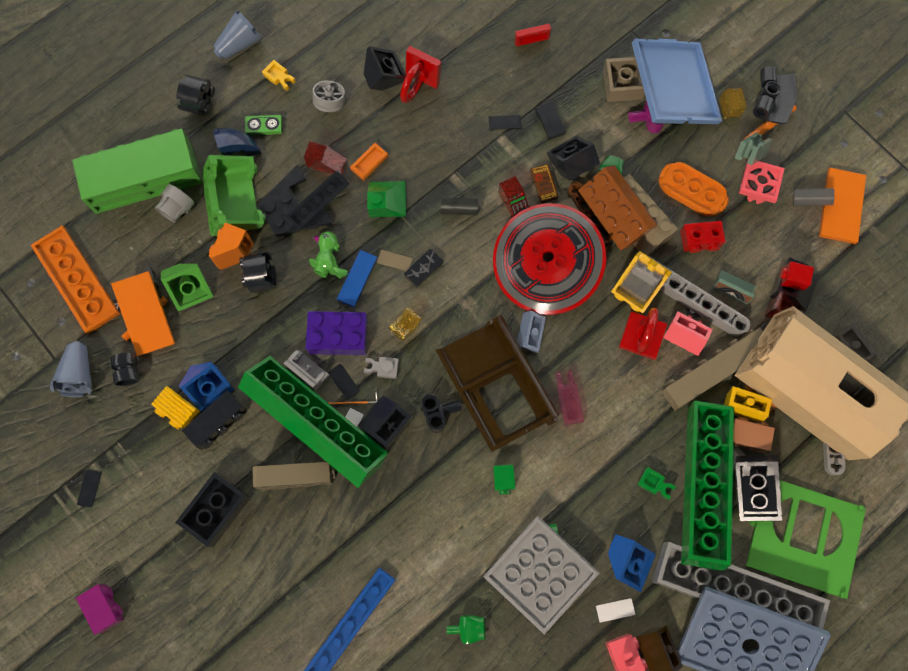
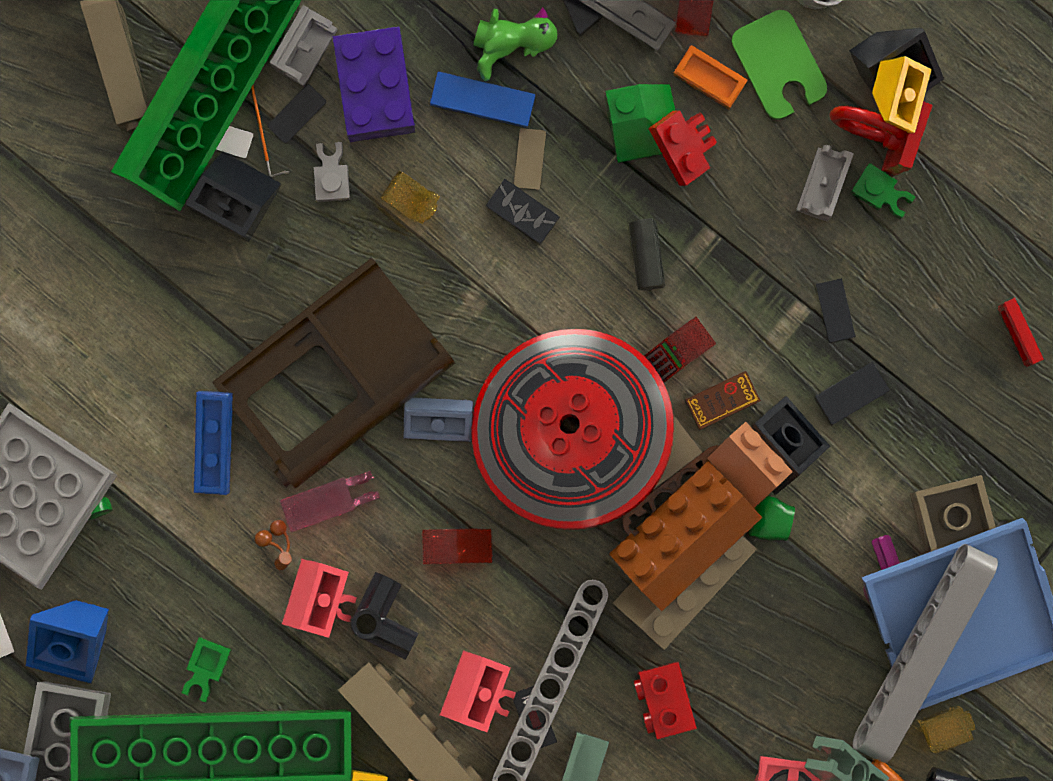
camera: 80 degrees right, 10 degrees up
(365, 128) = (775, 55): none -> bright green piece
(398, 59) = (901, 91): none -> yellow slope
(403, 178) = (683, 145): none -> red hinge
(437, 113) = (824, 182): none -> light grey hinge
(438, 411) = (267, 283): black beam -> none
(446, 90) = (878, 189): none -> green plate
(503, 479) = (170, 411): green brick -> none
(526, 457) = (213, 442): none -> blue tile
(583, 168) = (749, 464): none -> nougat brick
(584, 439) = (264, 538): none -> dark orange piece
(604, 333) = (457, 546): none -> clear red slope
(625, 412) = (316, 598): none -> coral brick
(631, 380) = (387, 633): none -> black piece
(640, 282) = (552, 596): window -> none
(643, 334) = (464, 616): red tile -> none
(693, 189) = (761, 675): orange tile -> none
(695, 100) = (925, 653): none -> light grey beam

